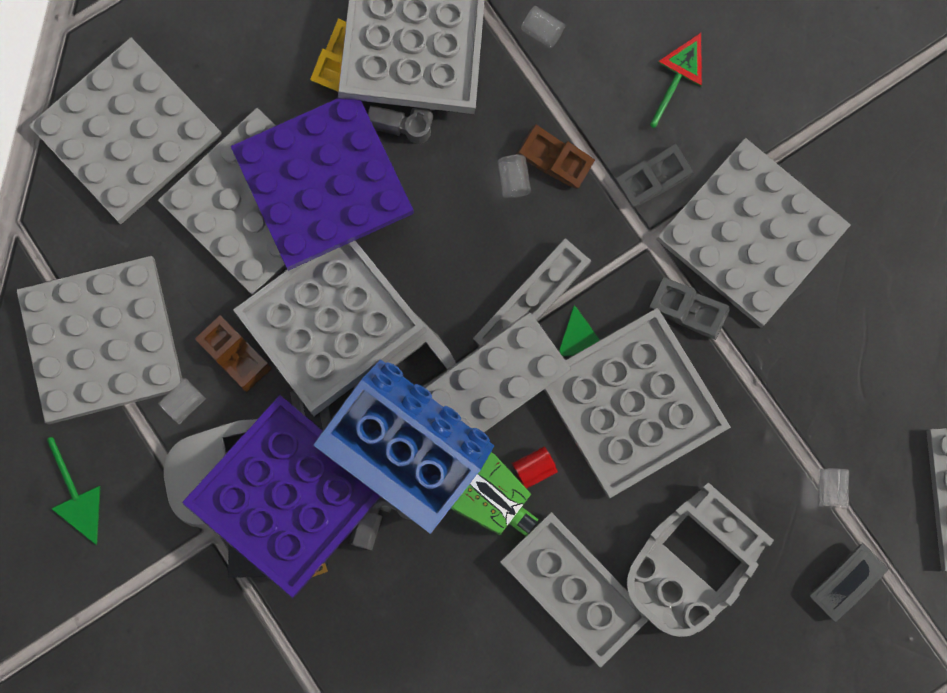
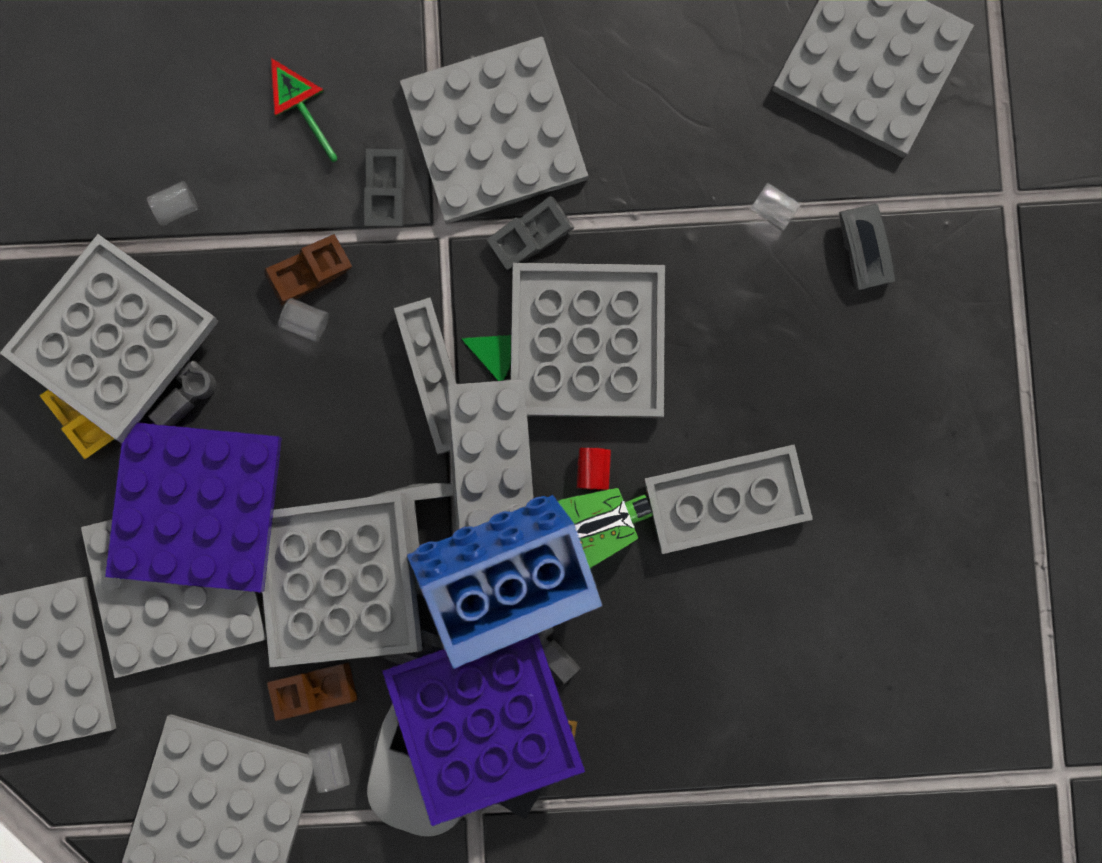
camera: 60 degrees left, 5 degrees up
(674, 594) = (782, 412): light grey slope -> none

